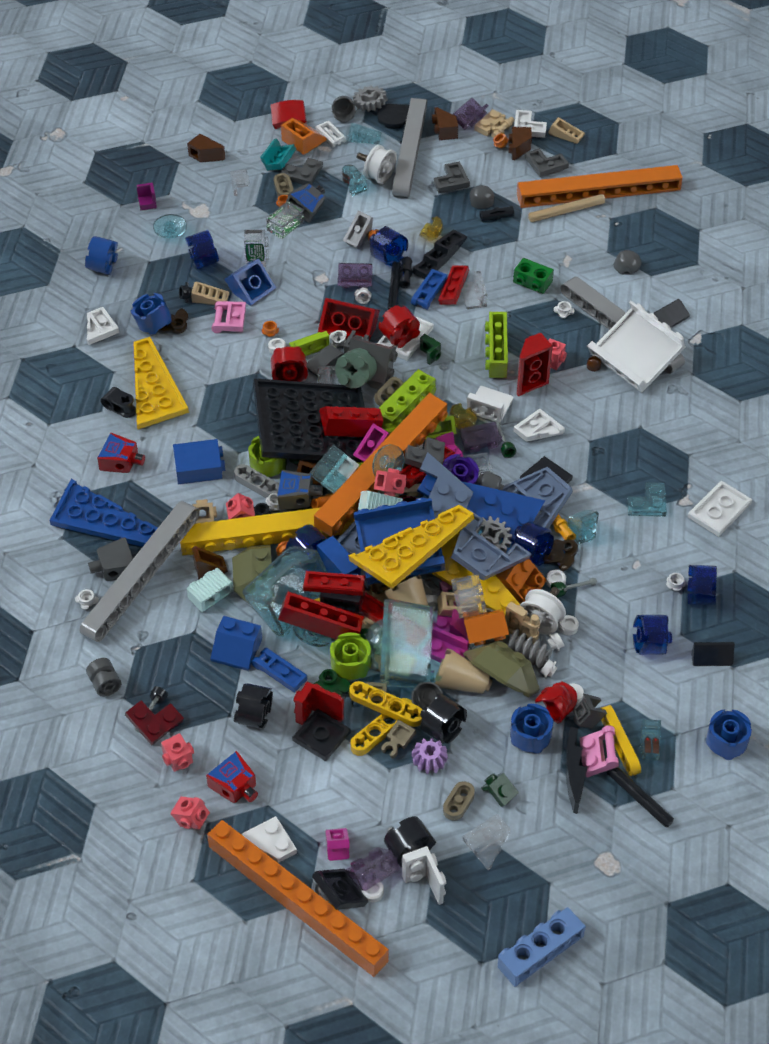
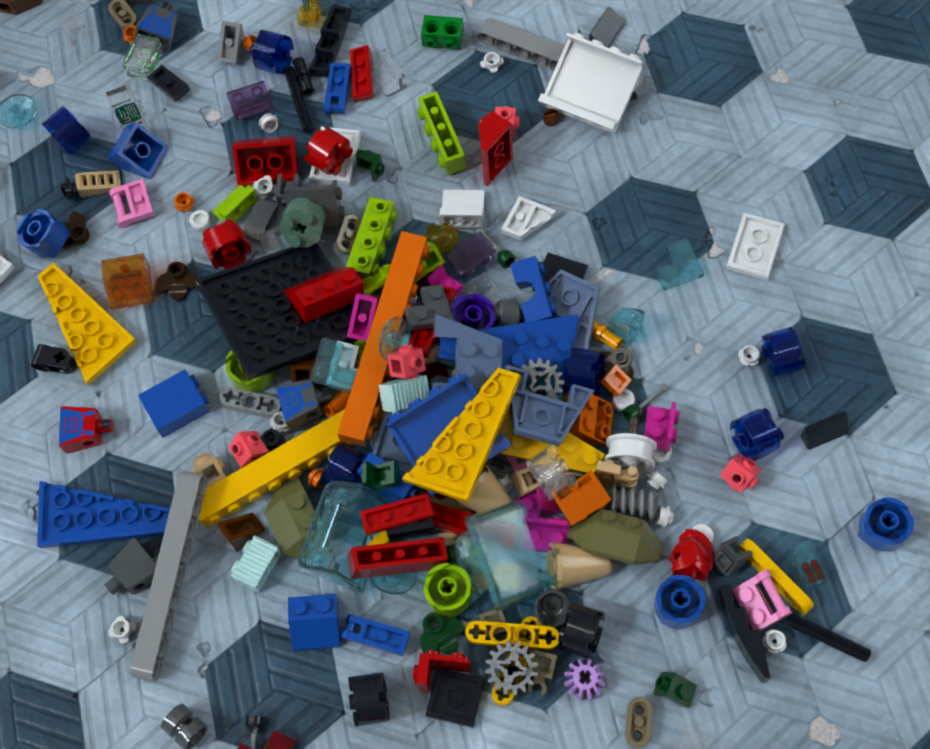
camera: 15 degrees left, 15 degrees up
(201, 366) = (127, 281): none -> clear orange slope
(238, 380) = (176, 284): none -> dark brown plate
(297, 244) = (168, 83): none -> black plate
(333, 551) = (380, 475): none -> dark green bracket
(374, 731) = (507, 684): none -> light grey gear
(518, 461) = (528, 274): none -> blue arch
(555, 560) = (616, 380): none -> orange plate
(578, 604) = (660, 425): none -> dark pink bracket
(597, 780) = (774, 635): none -> white plate
(626, 658) = (741, 473): none -> coral brick

